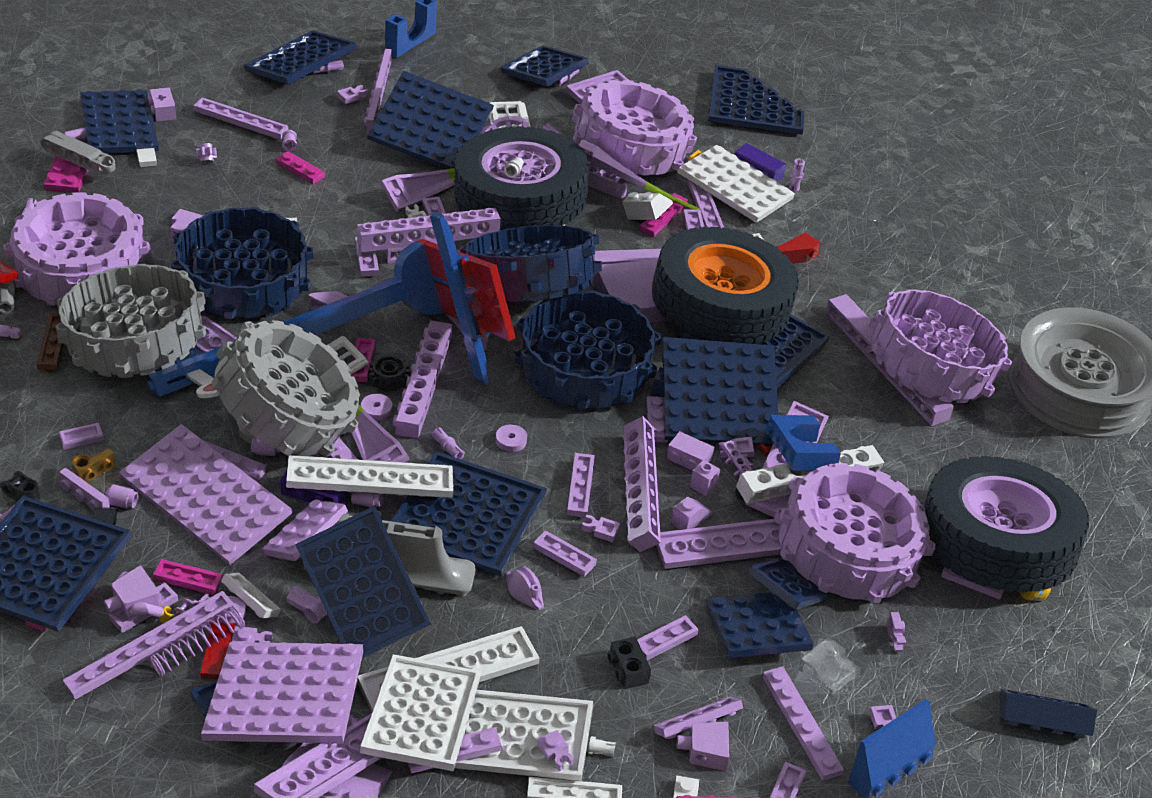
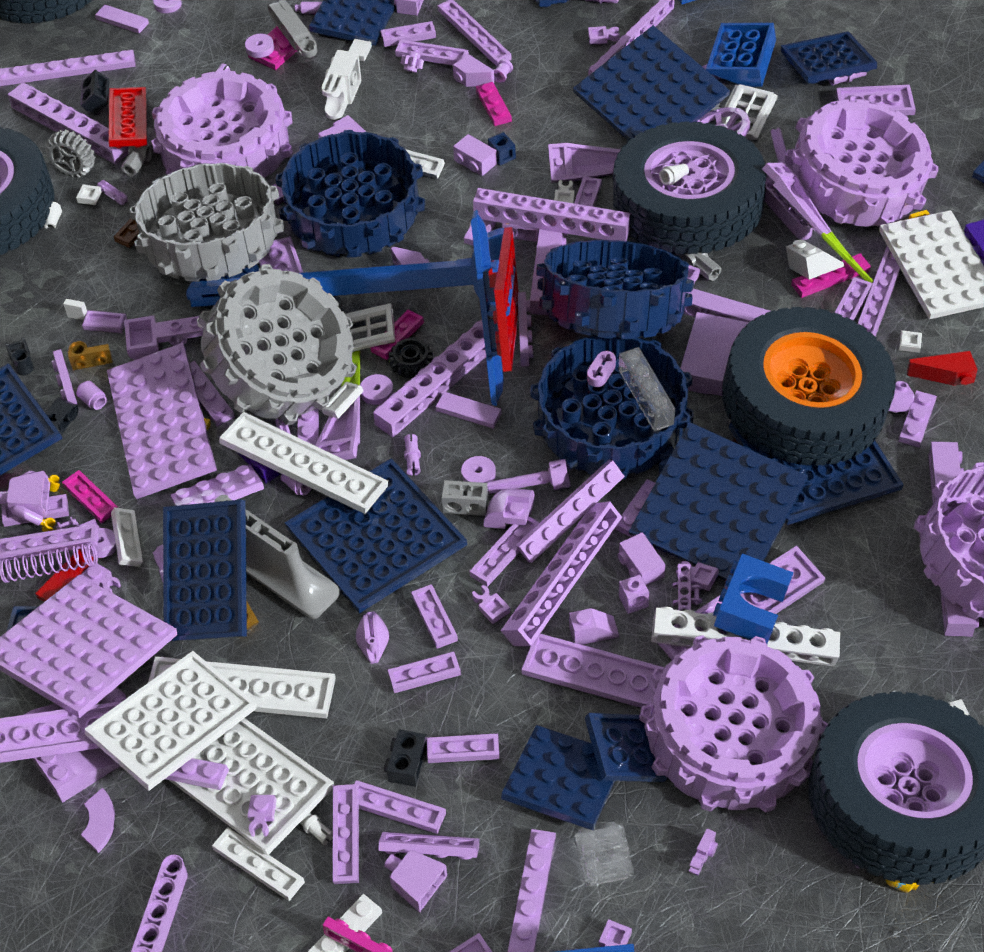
camera: 40 degrees right, 10 degrees up
(47, 433) = (75, 309): none -> white tile
(55, 174) = (259, 45): none -> lavender piece
(139, 435) = (145, 334): none -> lavender plate
(157, 183) = (341, 83): none -> white brick
(183, 133) = (413, 33): none -> lavender plate
(220, 142) = (431, 52): none -> lavender plate
(266, 148) = (472, 72): none -> lavender slope
(318, 208) = (475, 155): none -> lavender brick
(337, 197) = (504, 148): none -> dark blue brick
(362, 417) = (342, 399): none -> white tile
(466, 396) = (468, 410): none -> lavender tile
(478, 76) = (742, 52): none -> blue slope
(522, 457) = (465, 498): none -> light grey brick
(560, 452) = (509, 507): none -> lavender brick
(573, 320) = (598, 367): none -> lavender beam
(576, 417) = (555, 475): none -> lavender piece
(590, 597) = (424, 672): none -> lavender plate
(613, 437) = (570, 511): none -> lavender plate
(619, 321) = (646, 389): none -> clear brick
(630, 737) = (345, 834): none -> lavender plate
(649, 702) = (400, 807): none -> lavender plate
(804, 298) = (917, 419): none -> lavender plate

